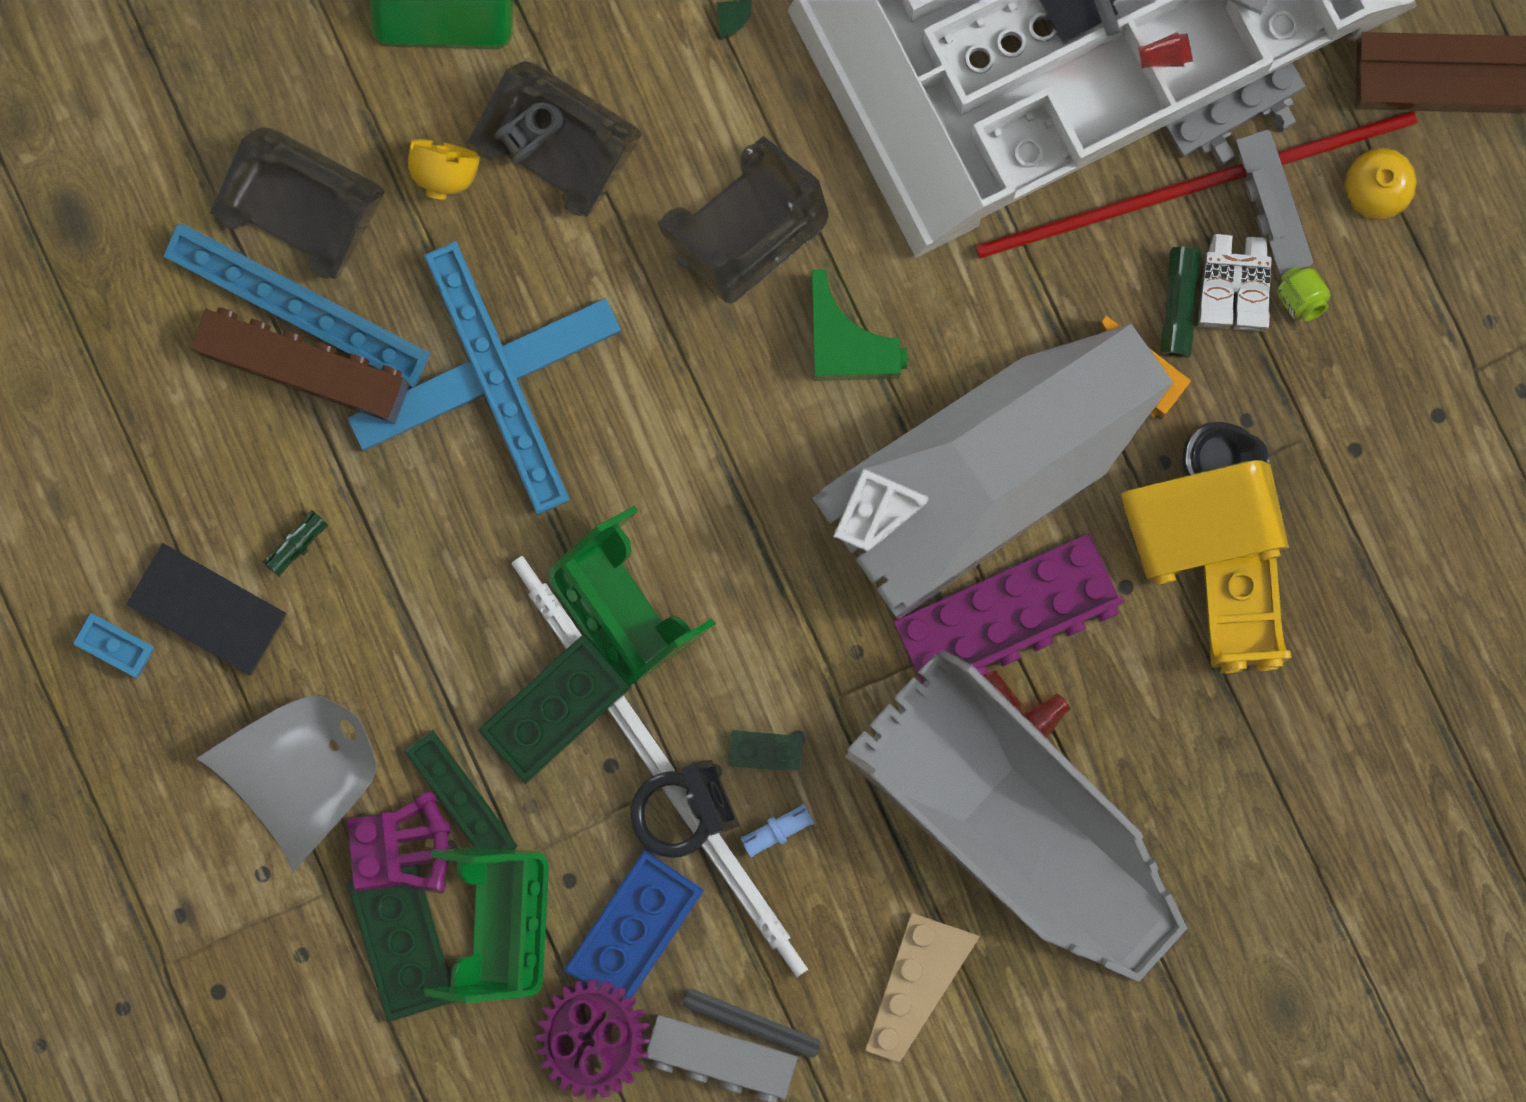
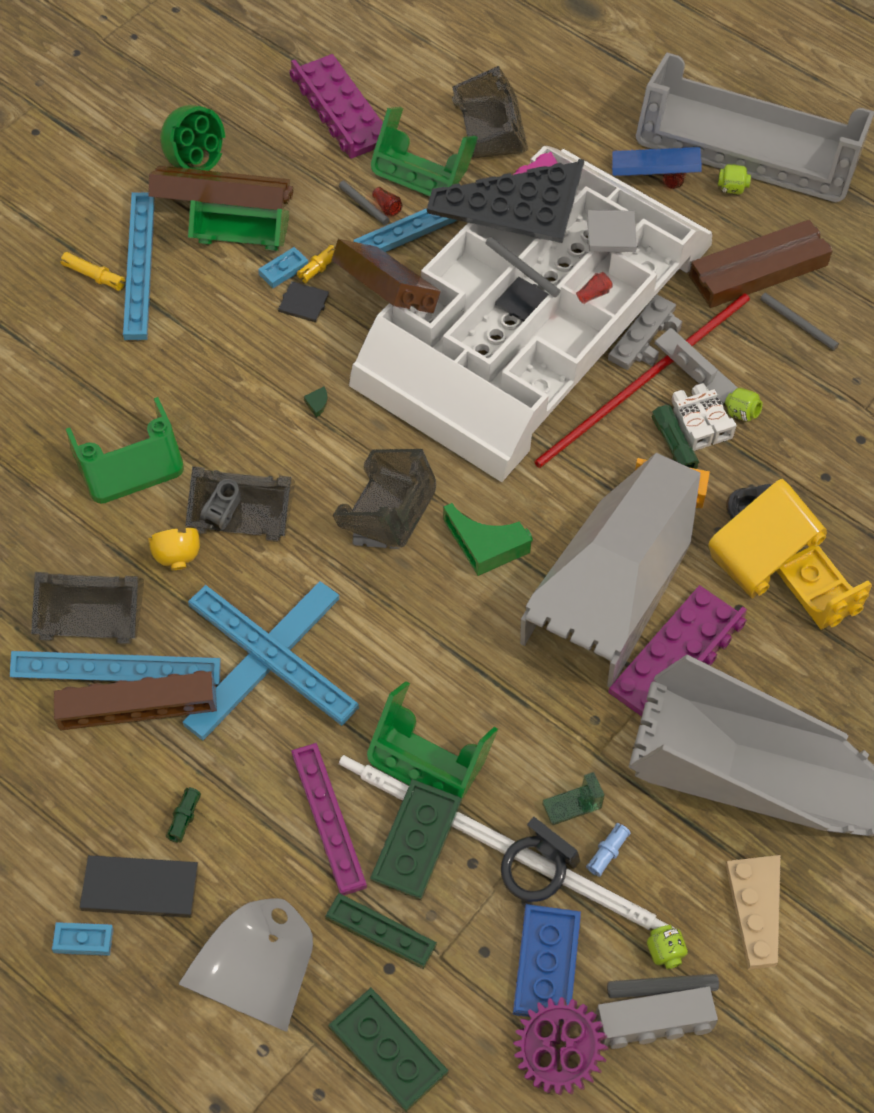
camera: 30 degrees left, 25 degrees down
(377, 853) = (337, 987): magenta plate -> none
(466, 627) = (329, 819): none -> magenta tile
(506, 925) = (454, 992): green windscreen -> none
(779, 983) = (667, 946): none -> lime head
(877, 510) = (569, 598): white wing -> none
(1380, 183) = (749, 334): yellow cylinder -> none
(1466, 191) = (799, 321): none -> dark grey bar

